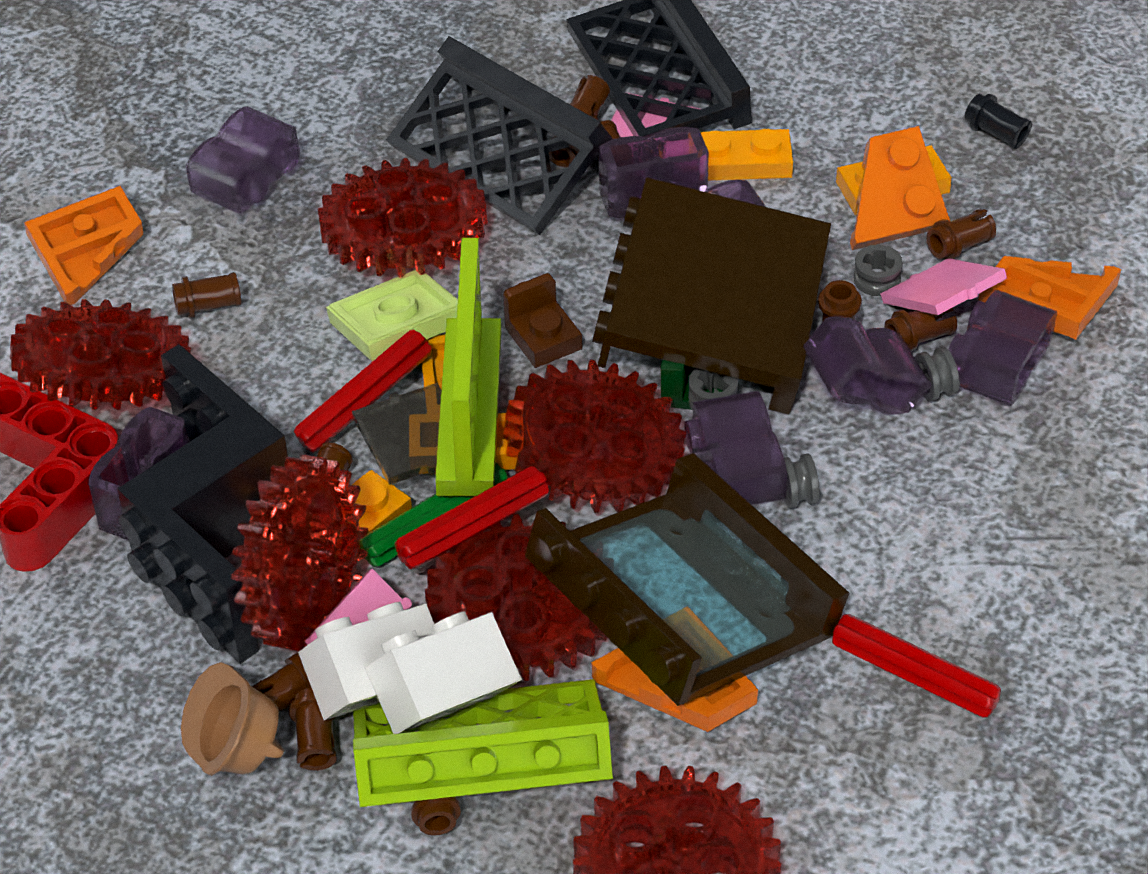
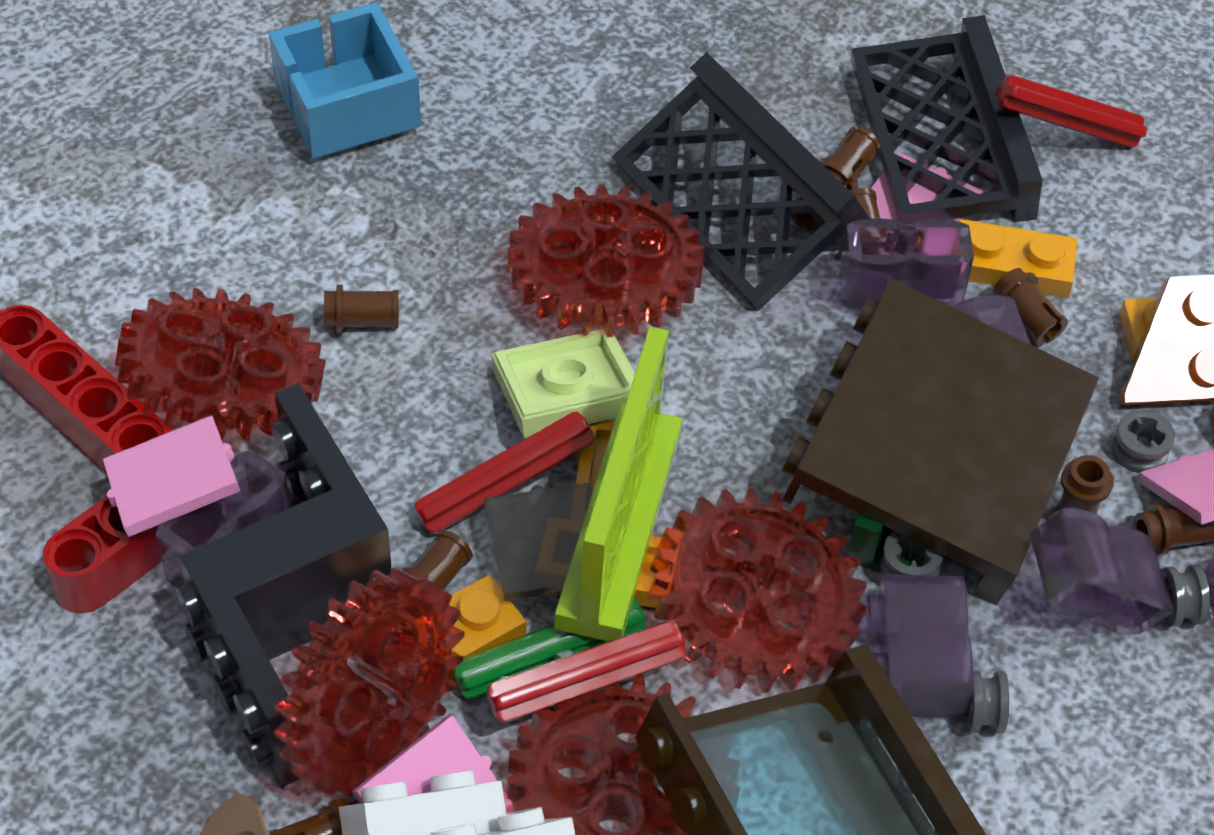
camera: 10 degrees right, 5 degrees up
(84, 240) = (244, 214): orange wing -> none
(87, 439) = (170, 475): none -> bright pink piece
(162, 121) = (360, 97): none -> dark azure piece
(243, 159) = (444, 150): clear purple brick -> none
(539, 322) = (730, 425): reddish brown bracket -> none
(760, 31) = (1070, 111): none -> red axle
(769, 189) = (1037, 313): none -> reddish brown pin

